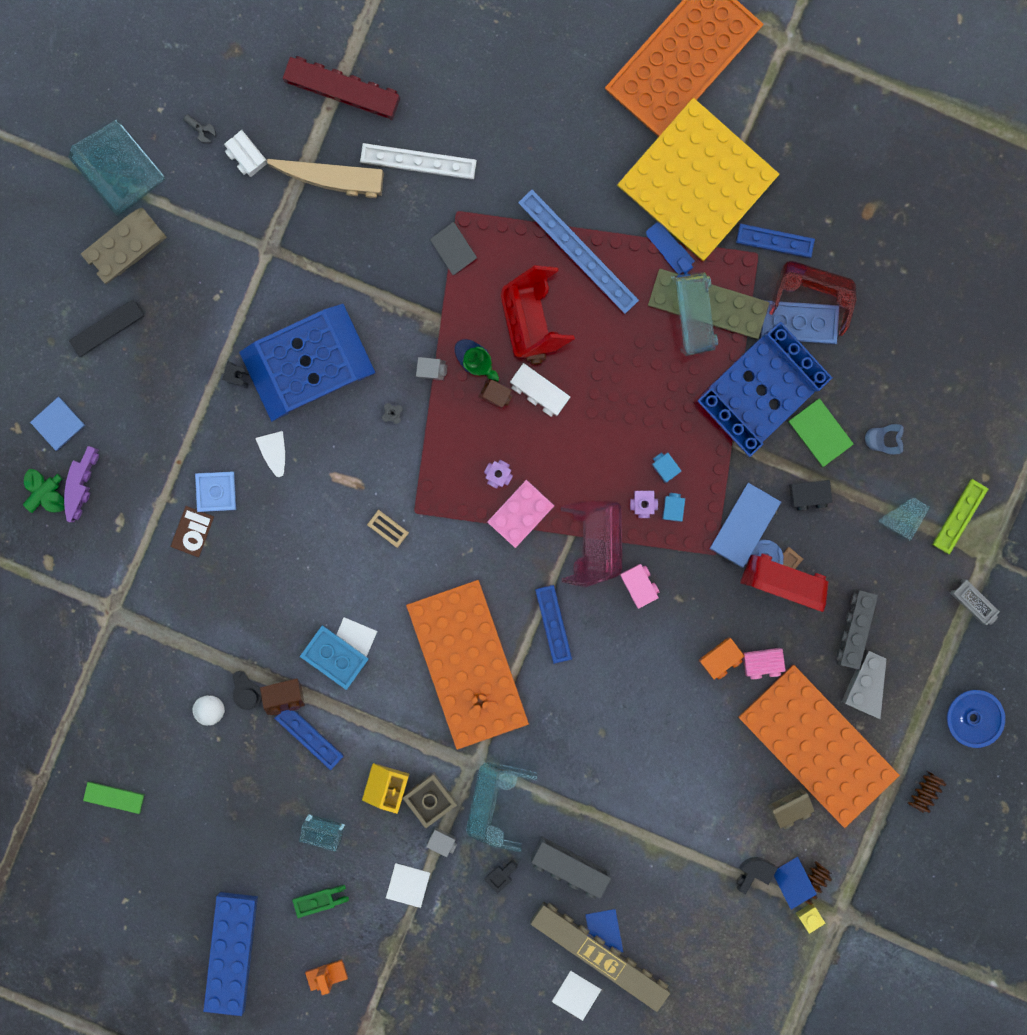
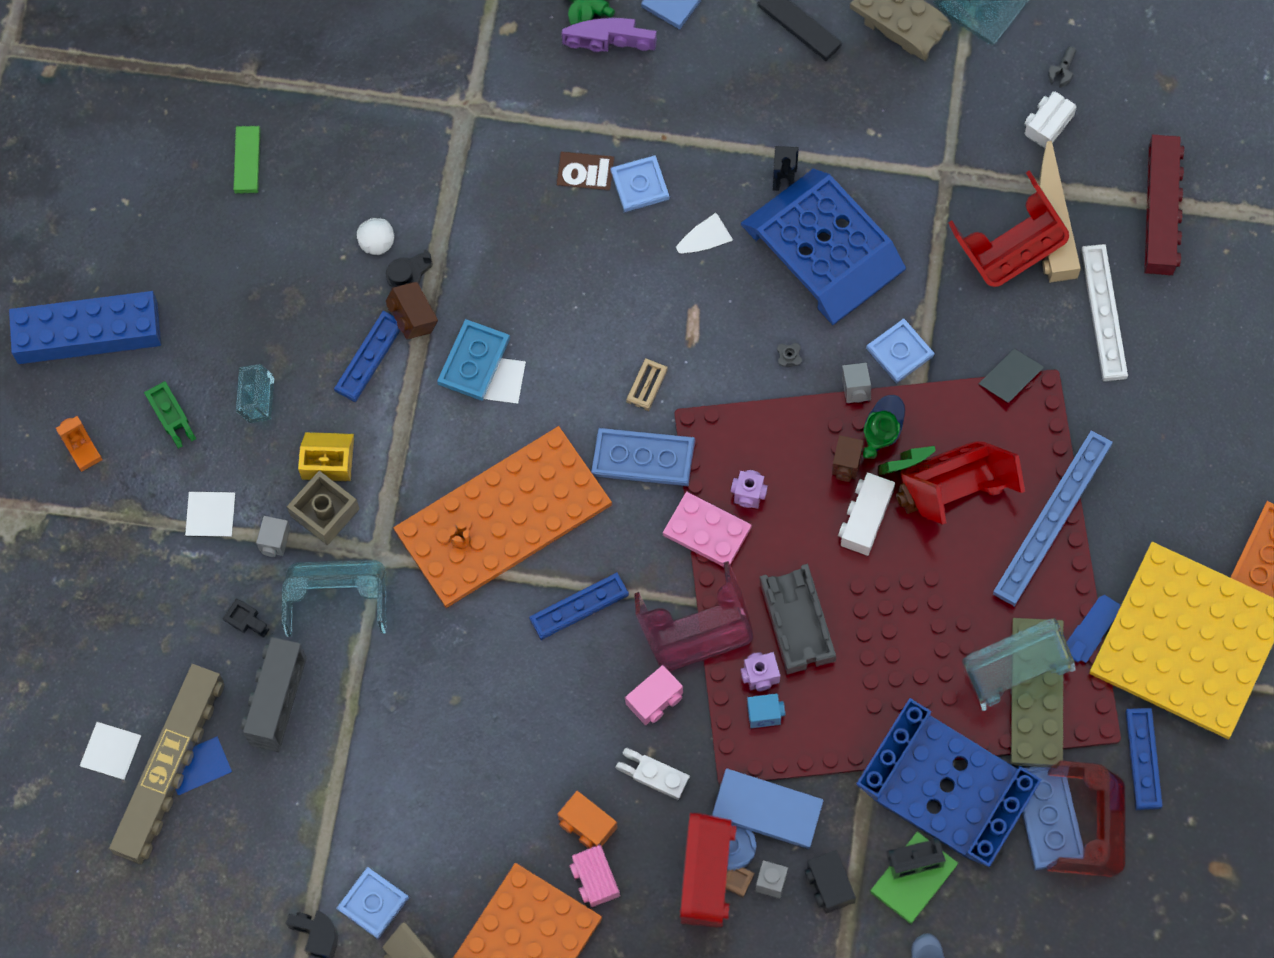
camera: 80 degrees right, 20 degrees down
(350, 212) = (1019, 246): none -> red windscreen
(410, 327) = (900, 350): none -> light blue tile
(448, 546) = (643, 457): none -> medium blue tile
(508, 344) = (908, 459): none -> green slope
(609, 465) = (797, 619): none -> dark grey piece
(665, 467) = (814, 688): dark azure brick -> none
(697, 599) = (654, 774): none -> white hinge
(740, 827) = (372, 903): none -> light blue tile
(798, 536) = (771, 879): none -> light grey brick
(810, 428) = (916, 858): none -> black hinge

